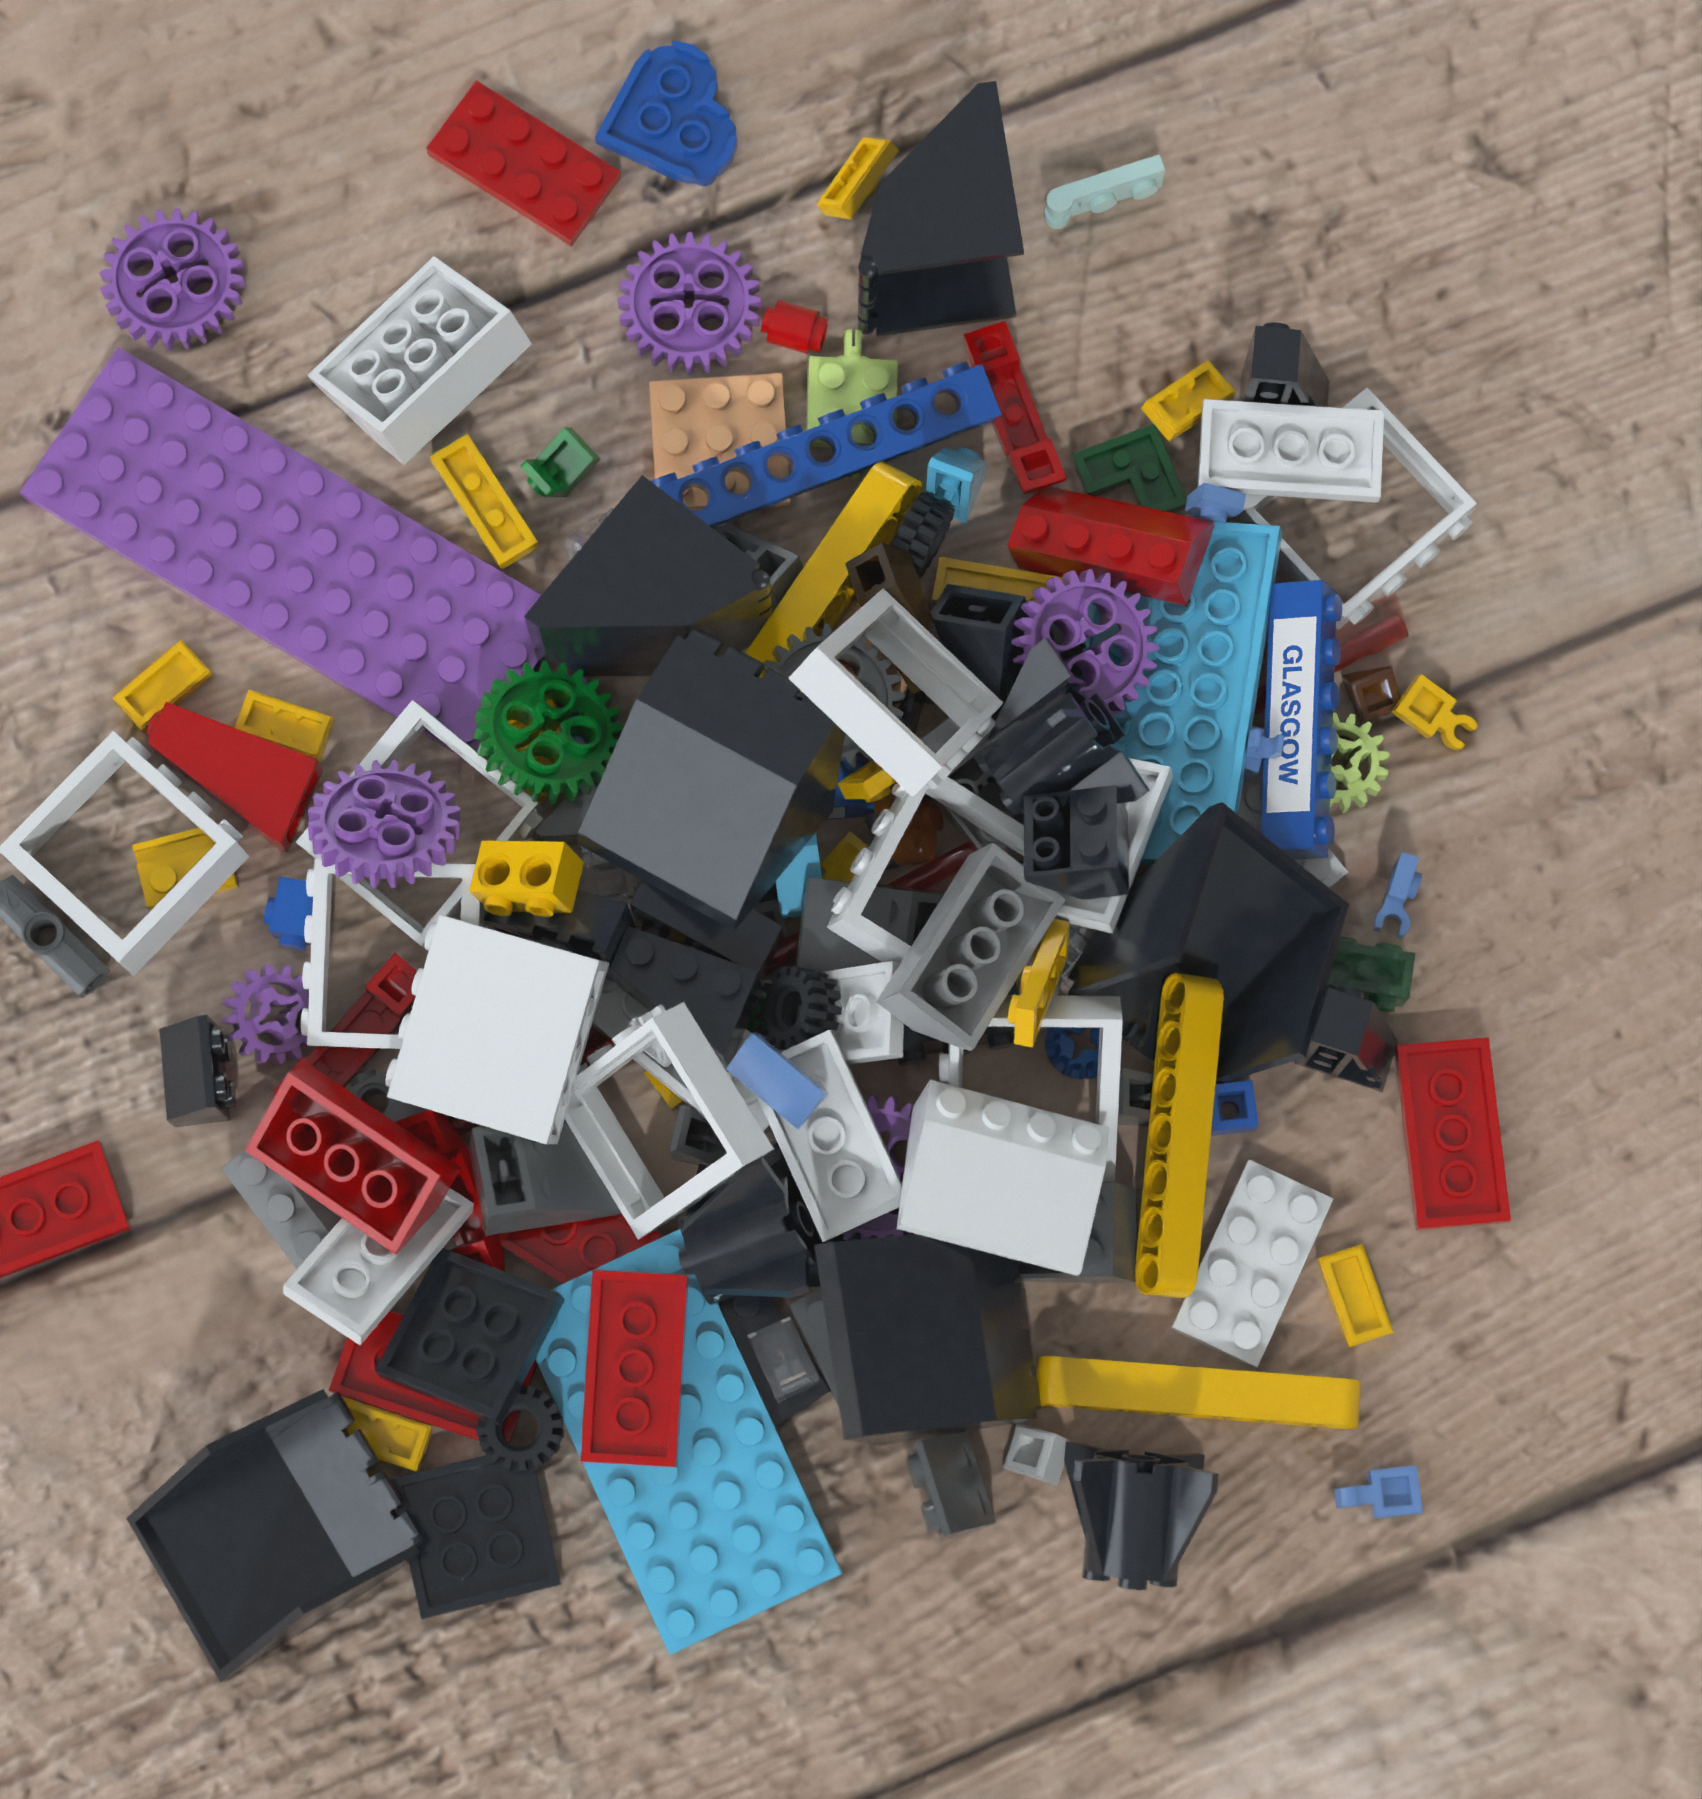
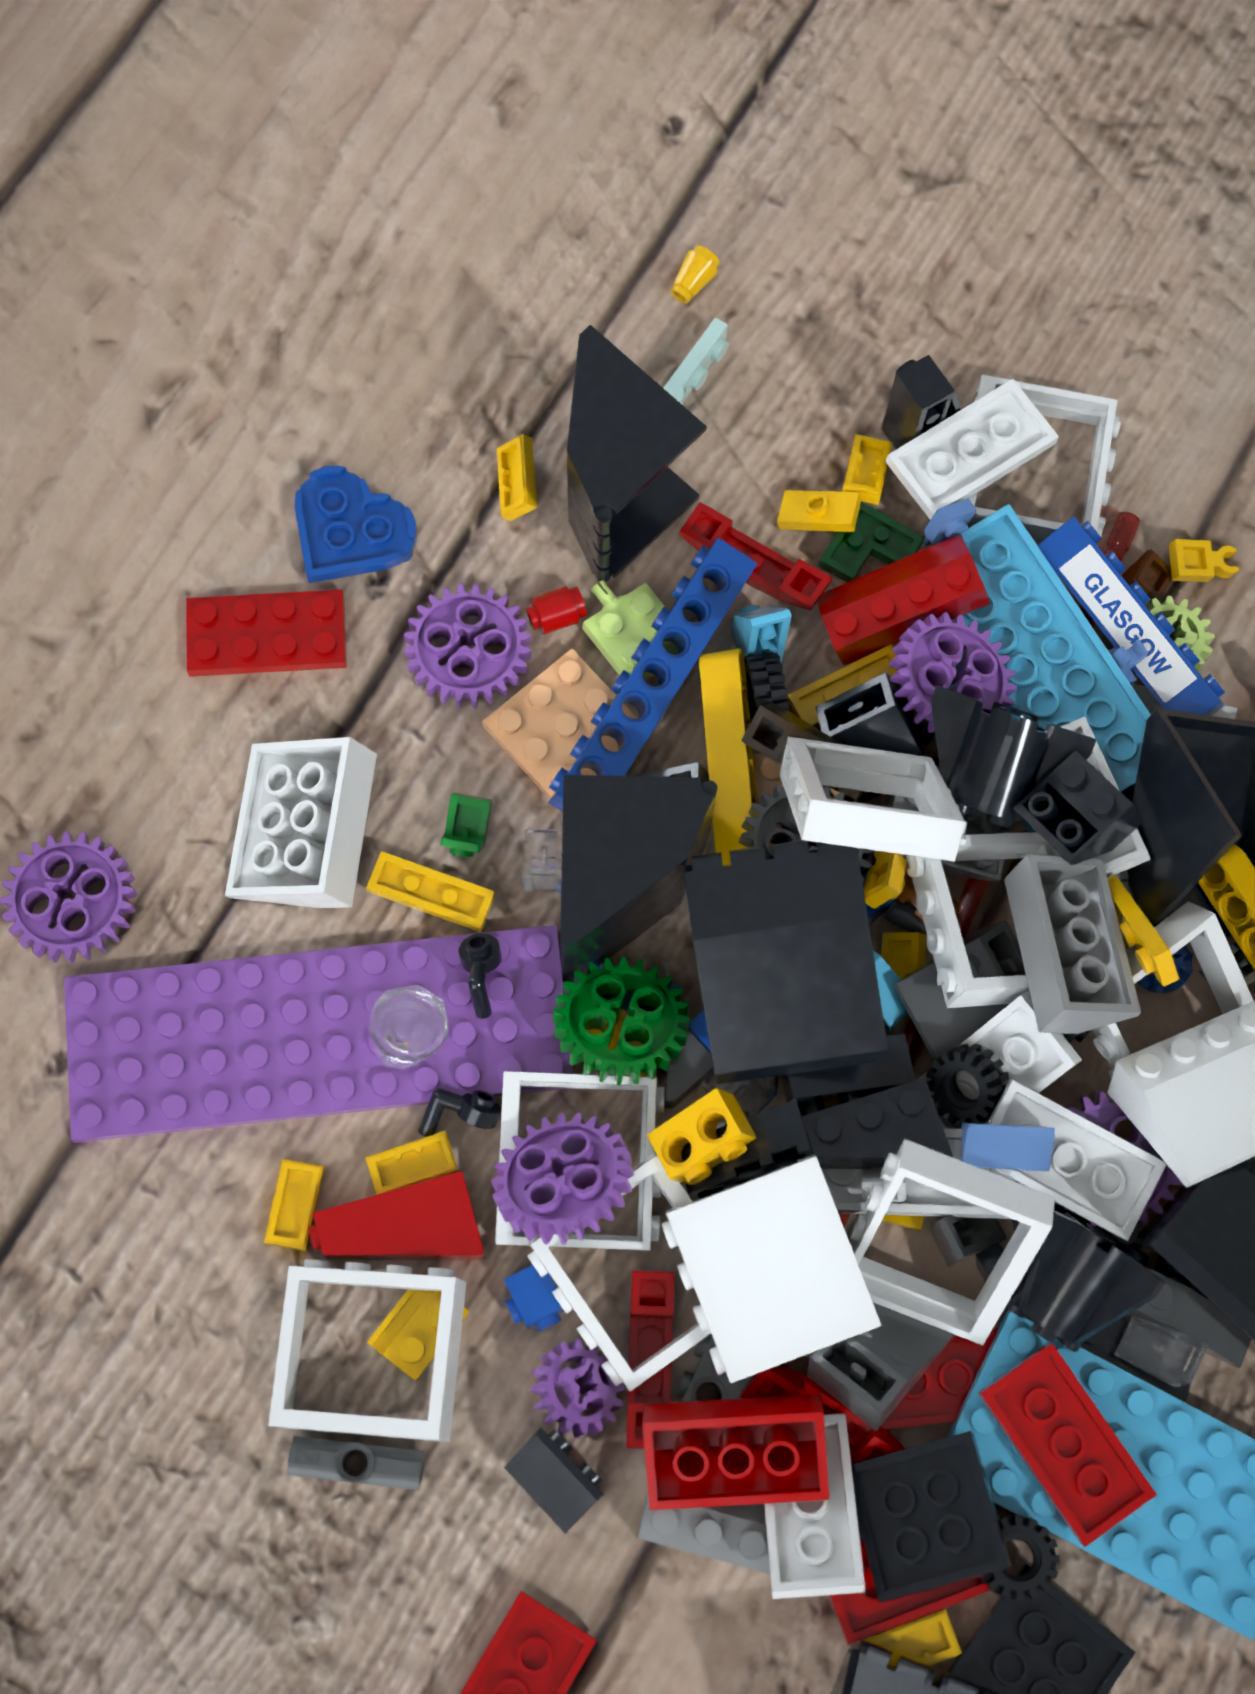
camera: 40 degrees left, 5 degrees down
(366, 601) = (408, 1026): none -> clear hat
(370, 715) = (475, 1109): none -> black plate
(474, 587) = (479, 956): none -> black plate
(1110, 407) = (819, 511): none -> yellow plate
(1182, 98) = (695, 273): none -> yellow cone

